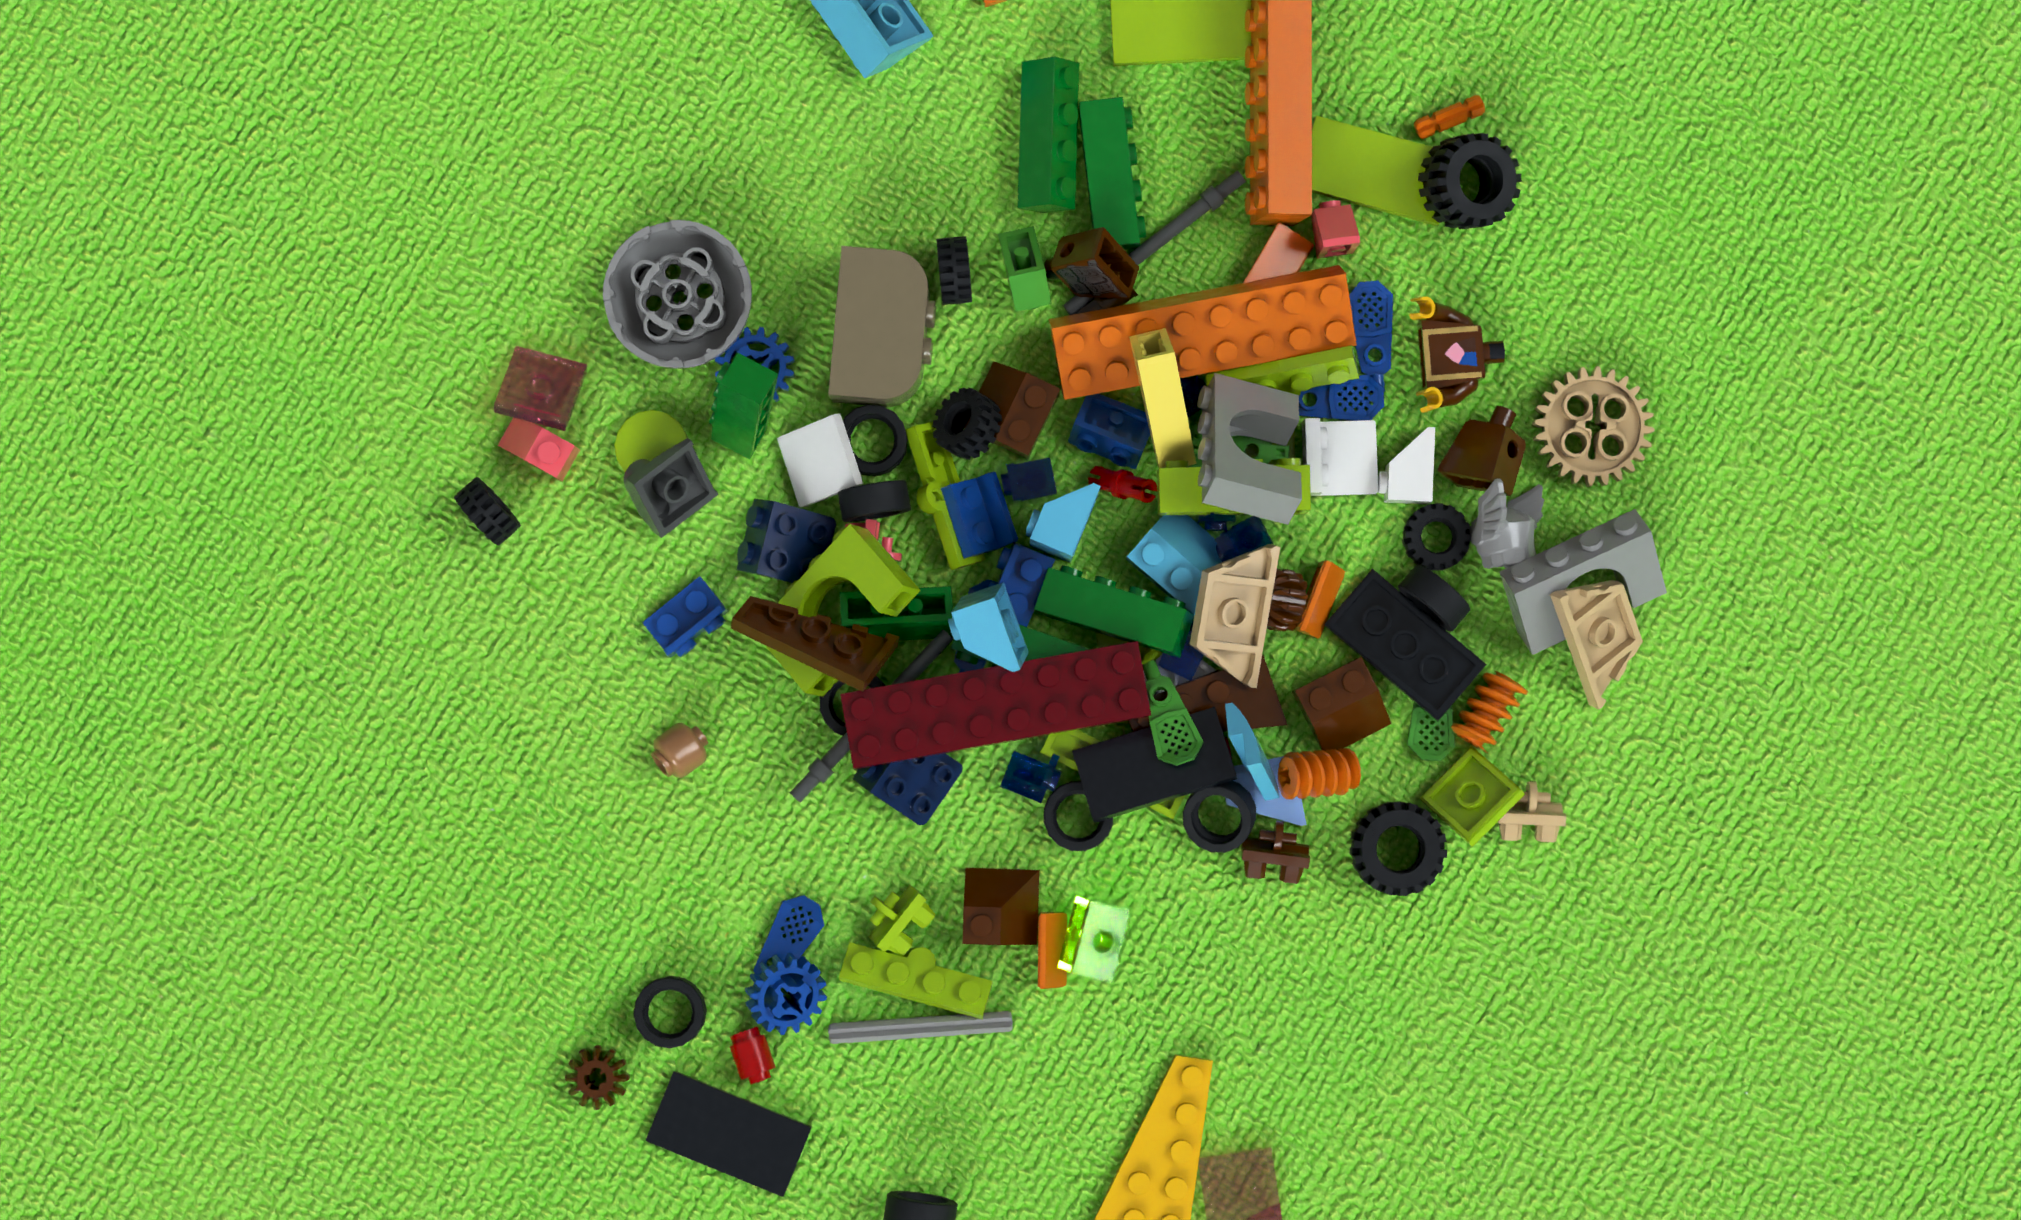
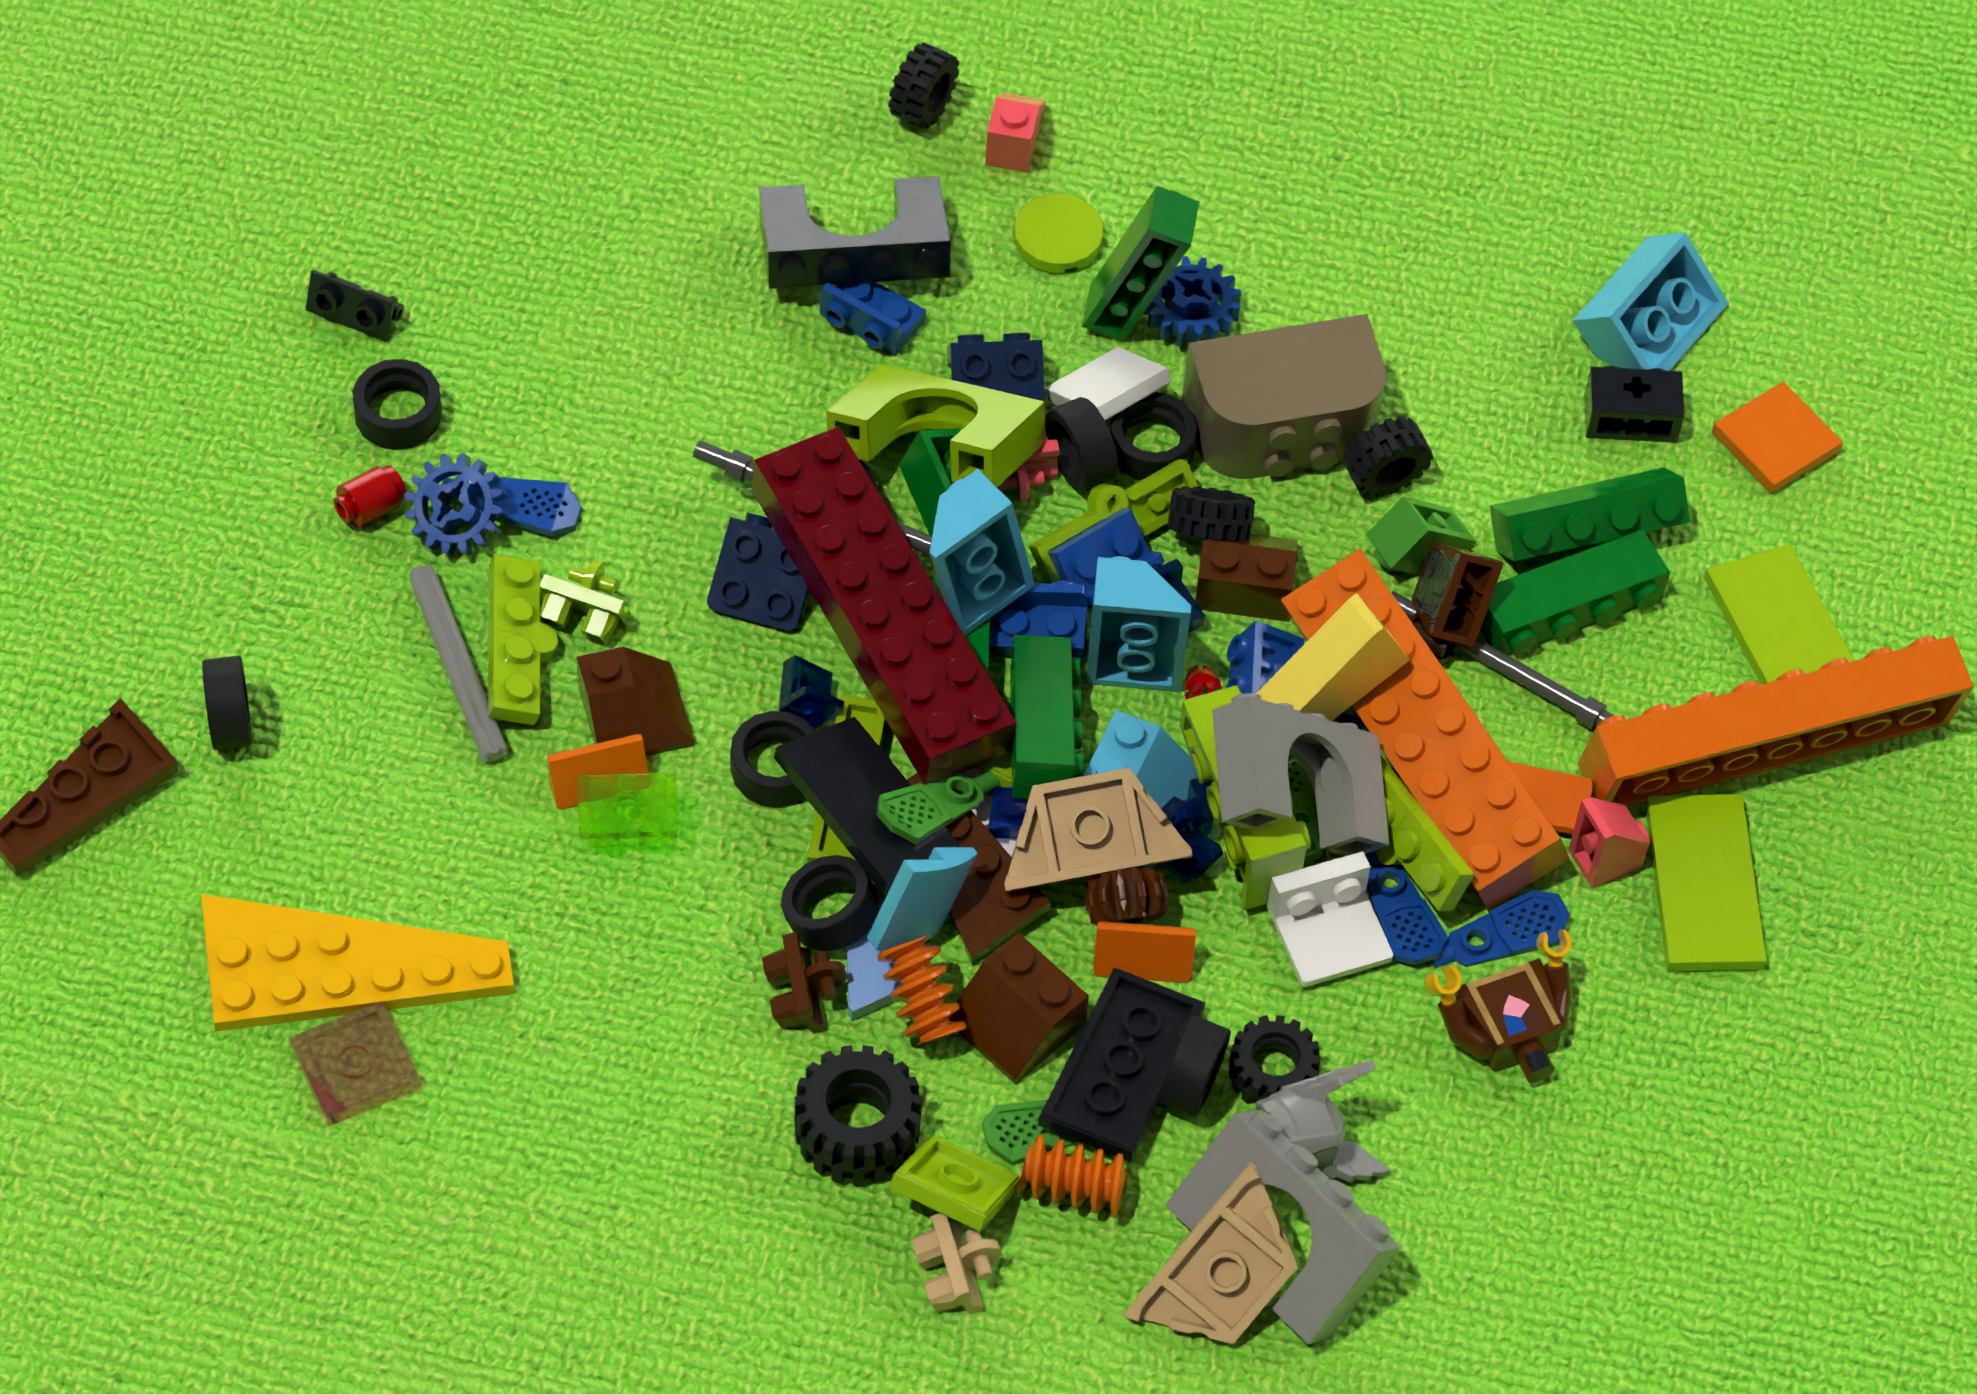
camera: 65 degrees right, 30 degrees down
(540, 388) = (1083, 107): tile -> none
(551, 1033) = (352, 305): none -> hinge
(588, 1067) = (296, 350): reddish brown gear -> none
(632, 659) = (807, 255): none -> arch
(640, 273) = (1248, 164): light grey brick -> none
(669, 487) = (1020, 246): dark grey slope -> none
(679, 750) = (713, 336): medium nougat head -> none
(728, 1133) = (266, 502): black tile -> none
(832, 649) = (889, 400): reddish brown wing -> none
(952, 81) = (1634, 404): none -> black brick
(1410, 473) = (1349, 1009): white slope -> none
(1449, 116) = (1808, 943): orange axle -> none
(1485, 453) = (1397, 1066): reddish brown torso -> none
(1495, 175) = (1769, 944): black tyre -> none
(1626, 430) = (1488, 1205): tan gear -> none

